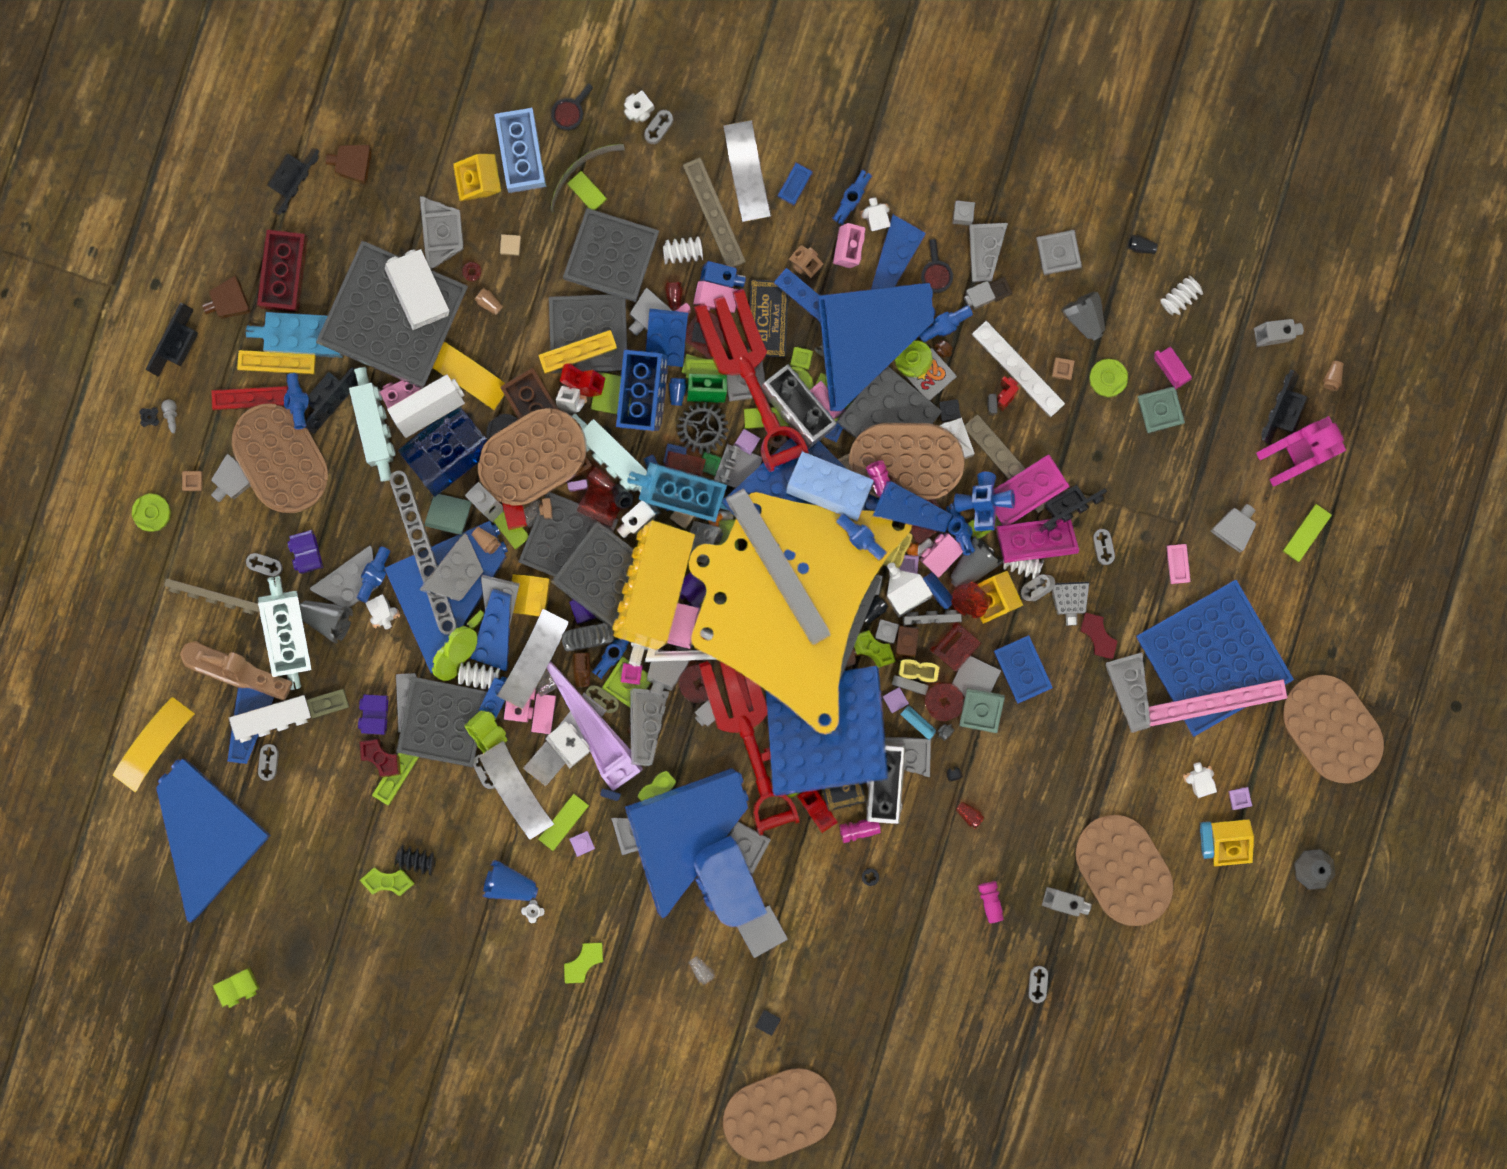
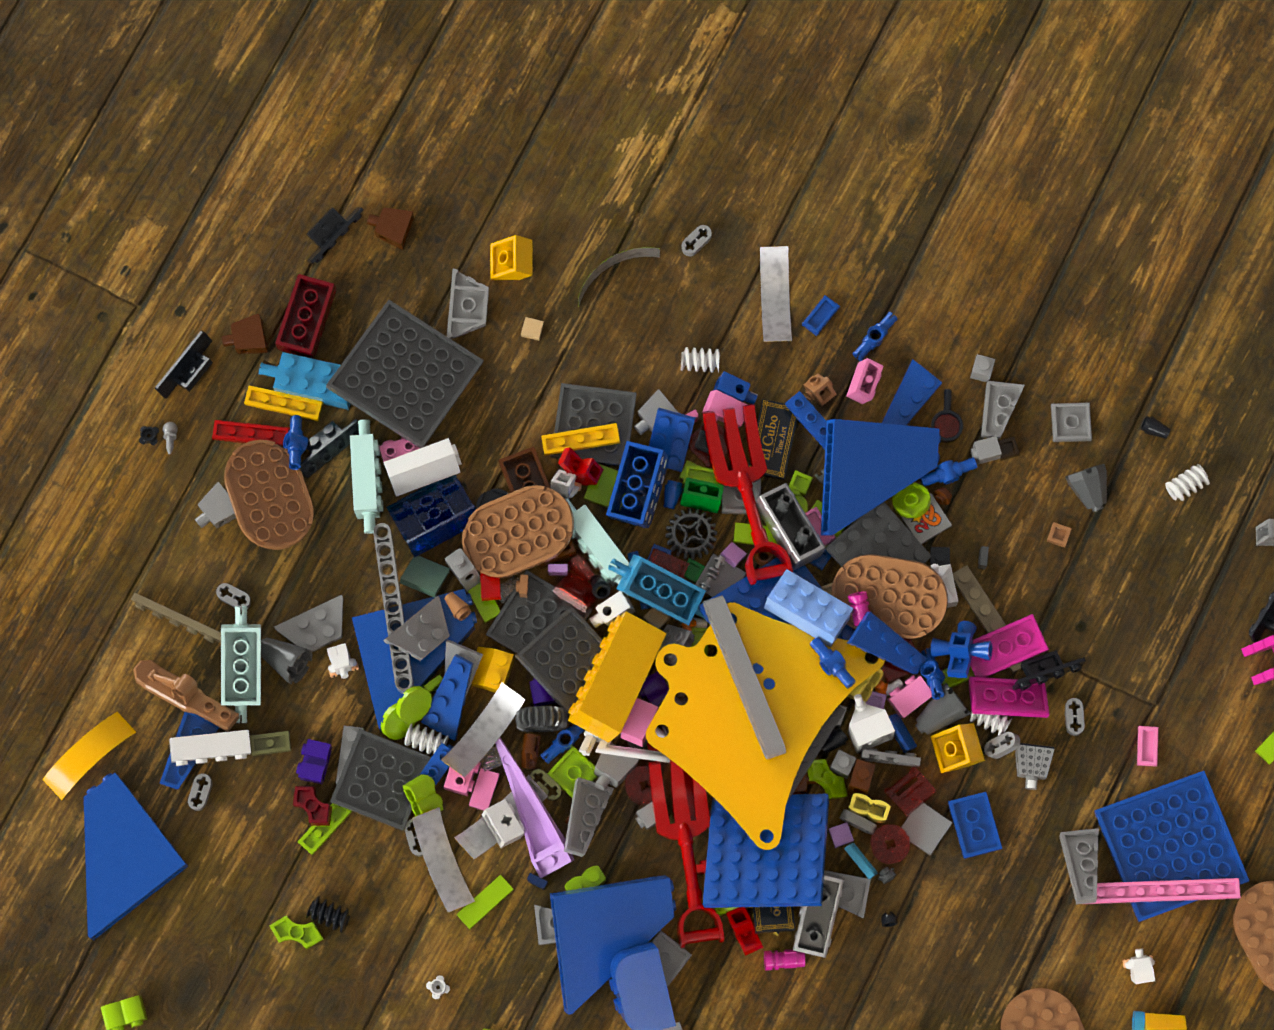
camera: 10 degrees right, 10 degrees down
(151, 512) = (132, 528): lime tile -> none
(192, 481) = (178, 503): medium nougat plate -> none
(305, 552) = (277, 590): dark purple brick -> none
(373, 574) = (339, 622): blue pin -> none
(416, 289) = (433, 353): white brick -> none
(469, 375) = (470, 446): yellow sticker -> none
(471, 265) = (490, 342): clear red plate -> none
(488, 301) = (501, 378): medium nougat cone -> none
(508, 884) = (418, 954): blue cone -> none
(520, 150) = (557, 240): light blue brick -> none
(568, 113) = (611, 214): piece -> none
(582, 843) = (500, 927): lavender plate -> none
(587, 191) = (616, 290): lime tile -> none
(611, 255) = (629, 353): dark grey plate -> none
(631, 674) = (579, 764): dark pink tile -> none
(638, 100) = (679, 217): white brick -> none
(674, 294) = (684, 400): clear red cone -> none
(714, 213) = (736, 329): dark tan plate -> none
(873, 882) = (785, 1004): black bush -> none
(876, 215) = (896, 356): white piece -> none
(970, 815) = (899, 964): clear red cone -> none
(973, 592) = (937, 738): clear red plate -> none
(981, 710) = (927, 859): sand green tile -> none
(1008, 393) = (1001, 548): red bracket -> none
(1018, 369) = (1014, 528): white plate -> none
(1103, 644) = (1060, 813): dark red tile -> none
(1108, 377) = (1103, 551): lime tile -> none
(1161, 409) = (1151, 591): sand green tile -> none
(1172, 367) = (1168, 551): dark pink panel -> none
(1236, 527) = (1211, 719): light grey torso -> none
(1240, 798) = (1178, 993): lavender tile -> none

